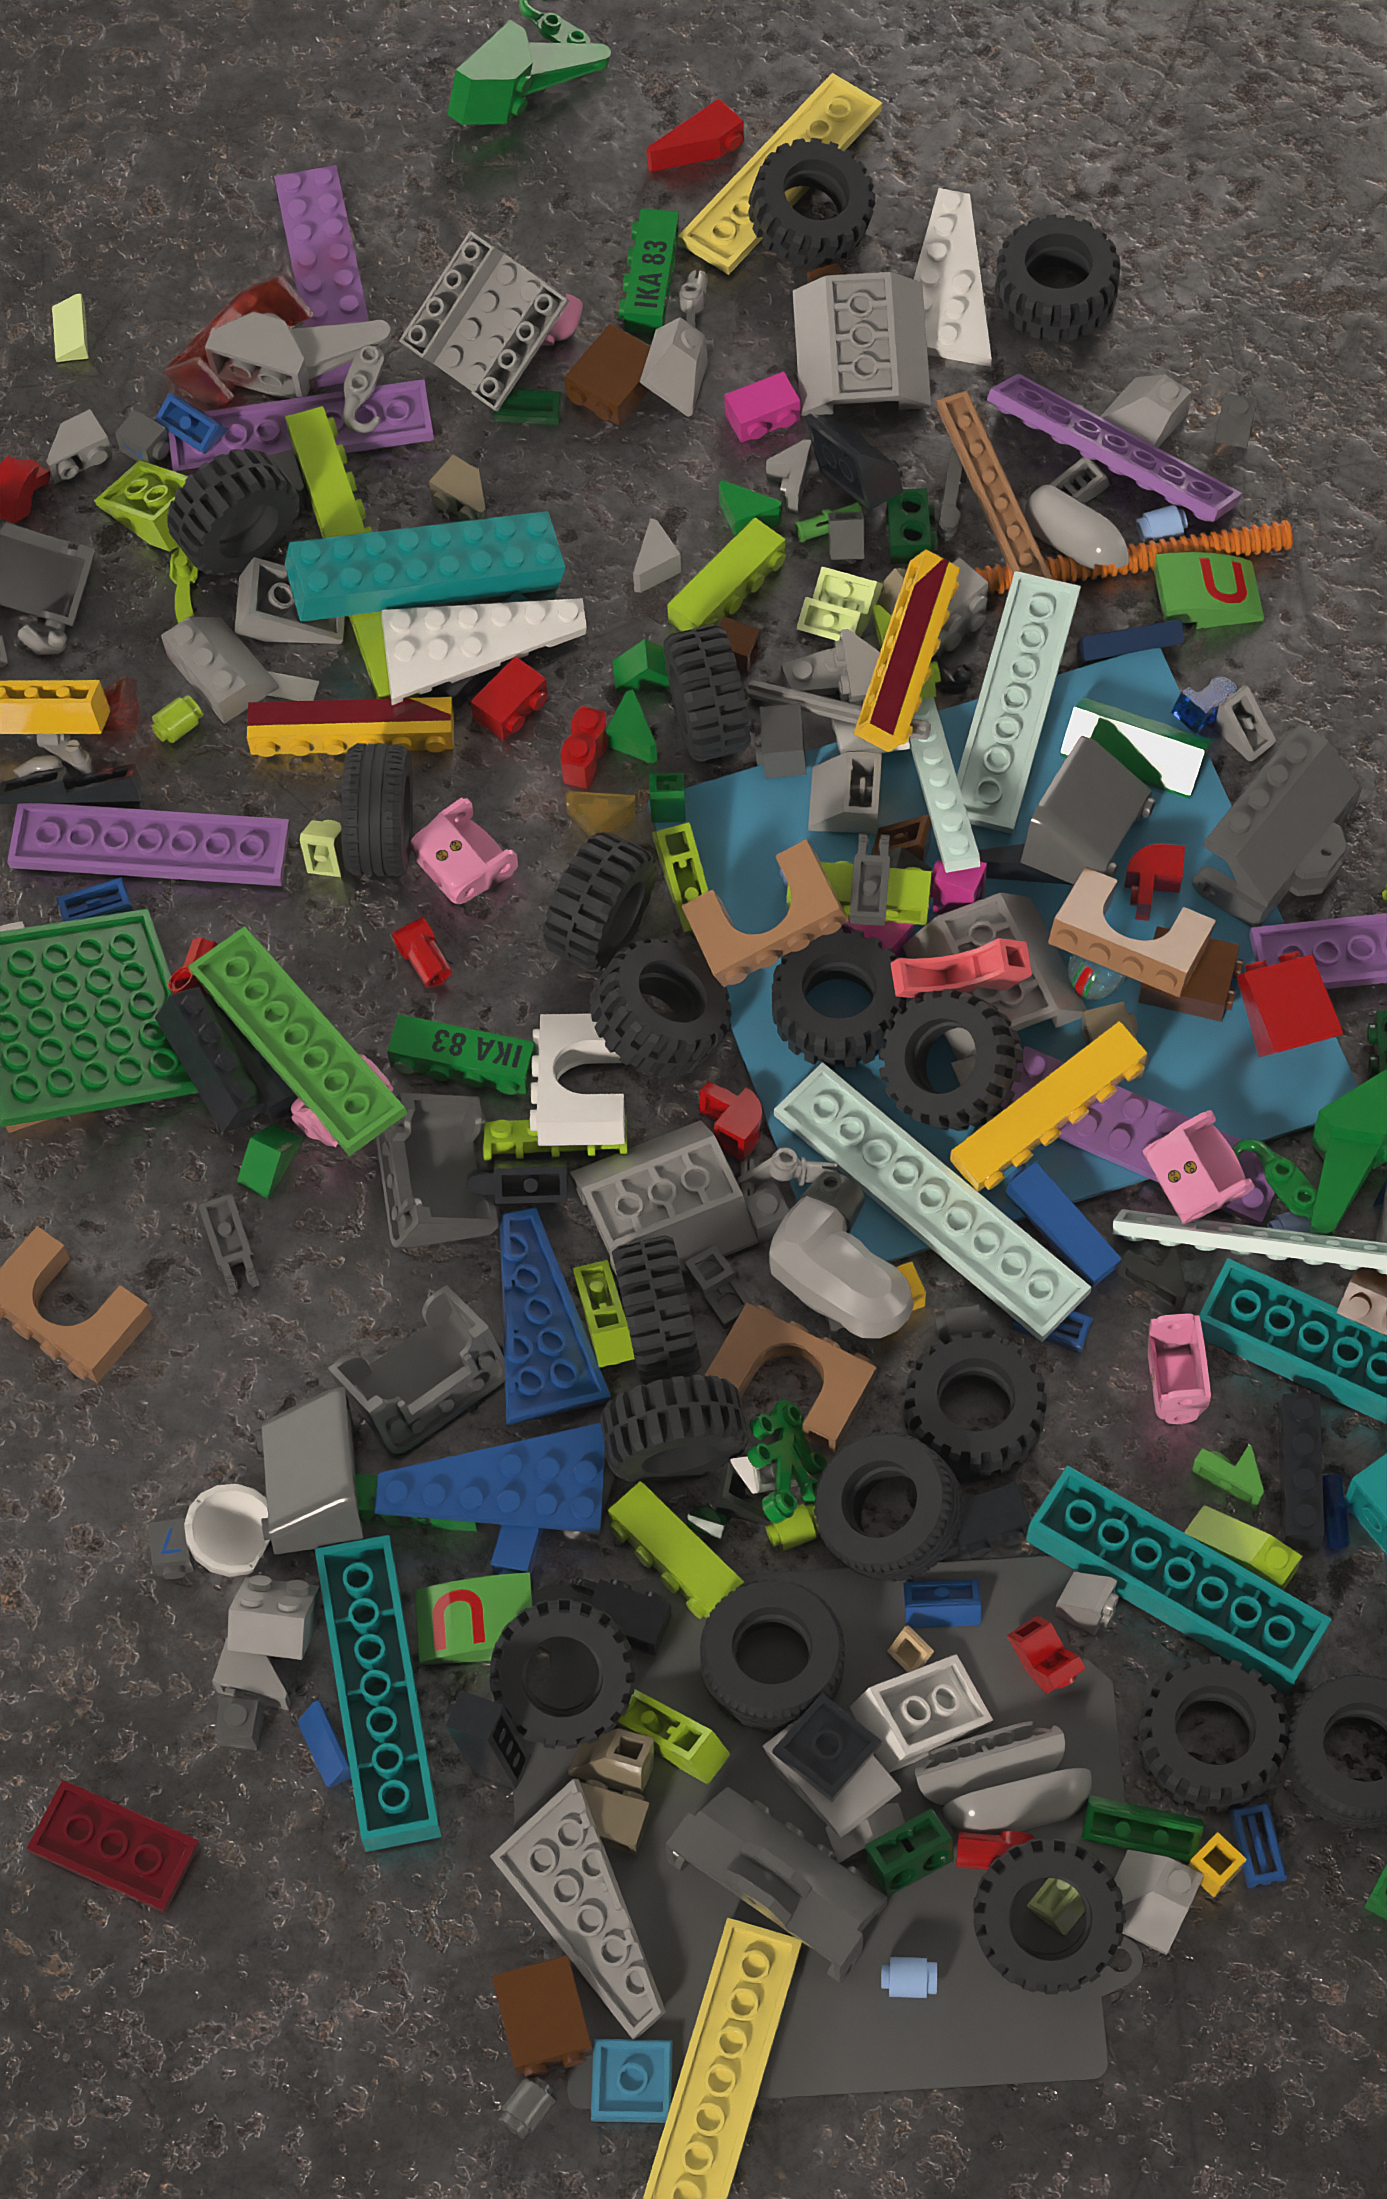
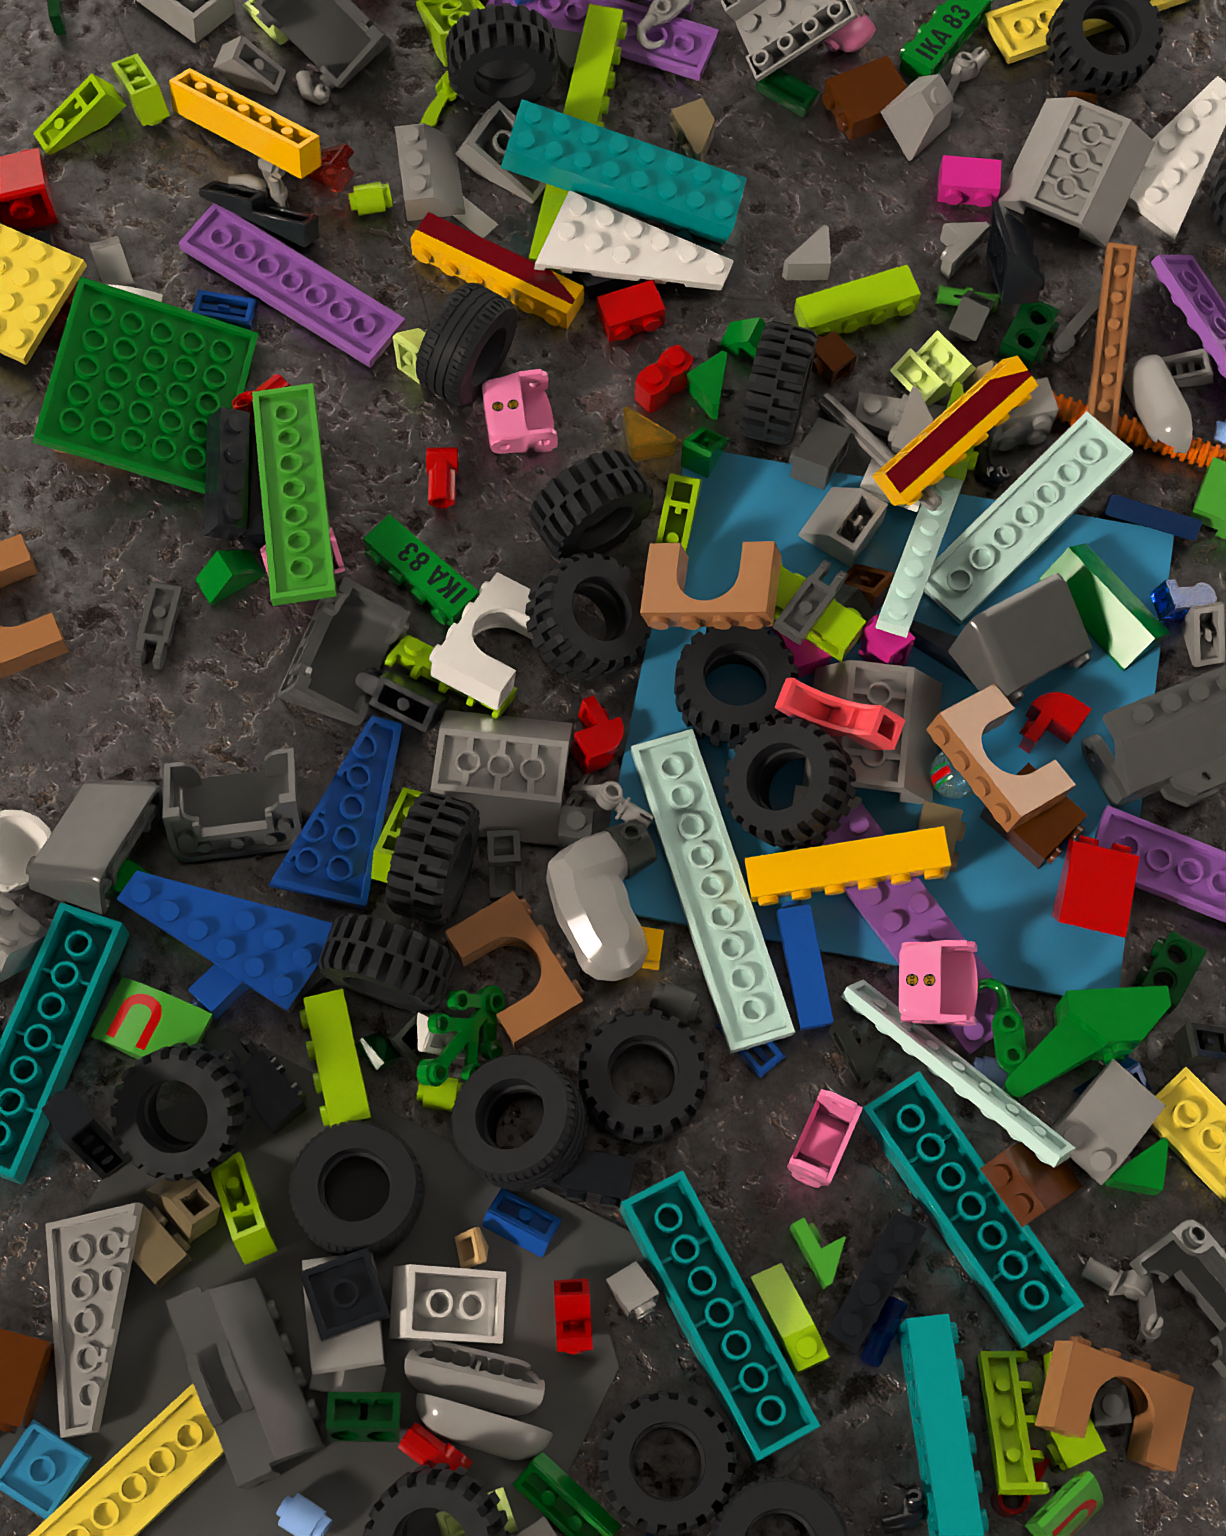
camera: 25 degrees right, 5 degrees up
(743, 505) = (907, 250): green slope -> none

